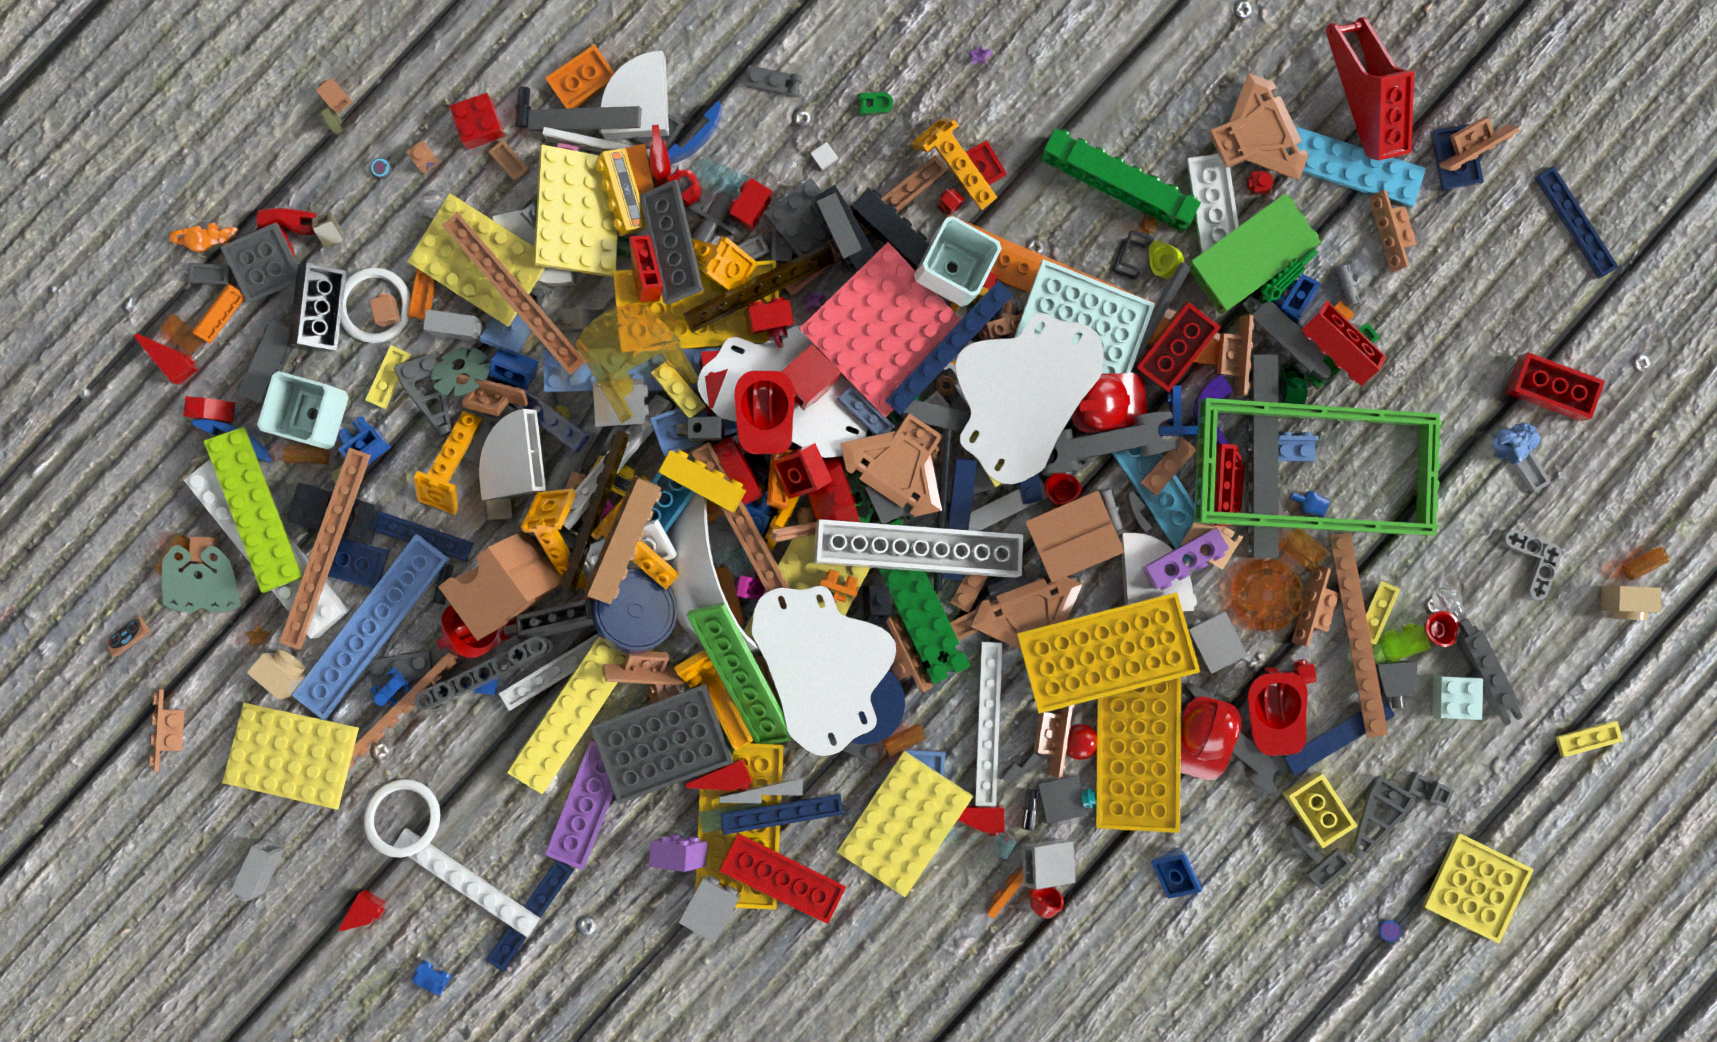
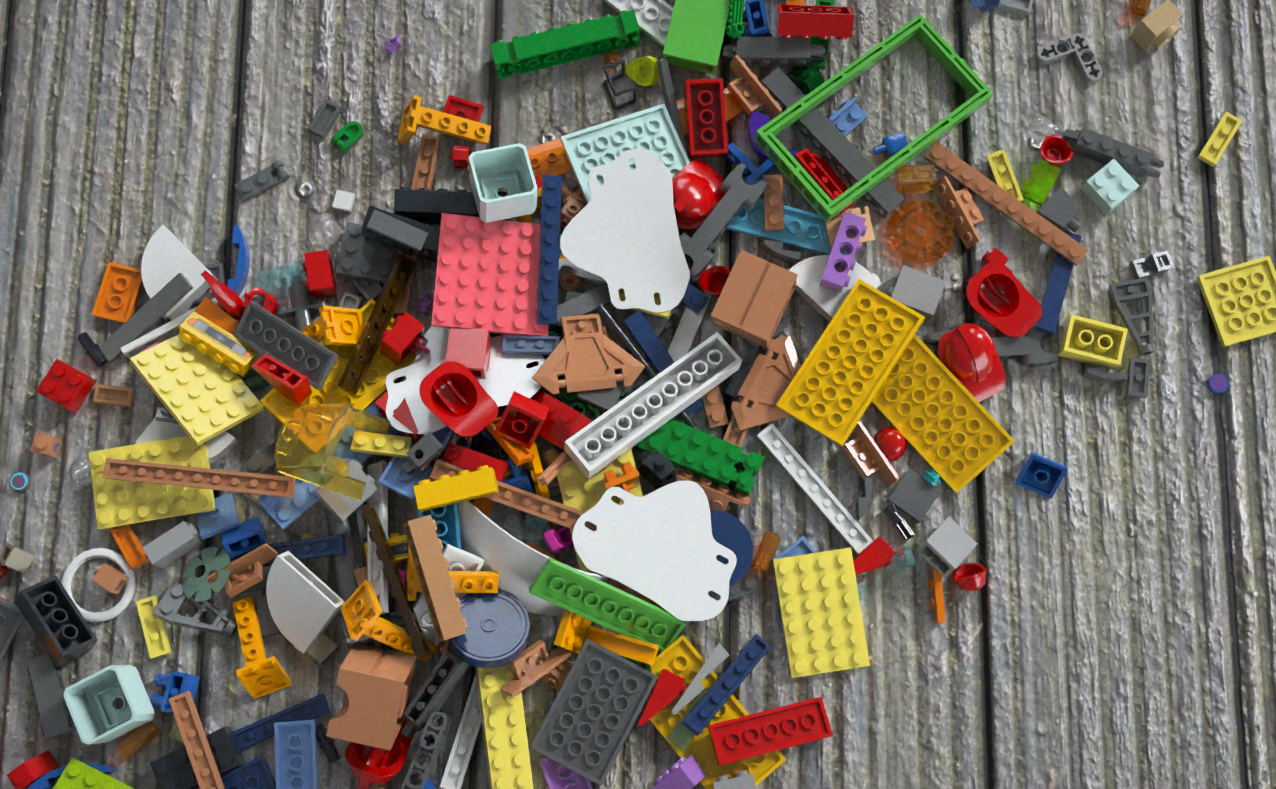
camera: 45 degrees left, 10 degrees down
(869, 71) = (325, 119): none -> dark grey tile

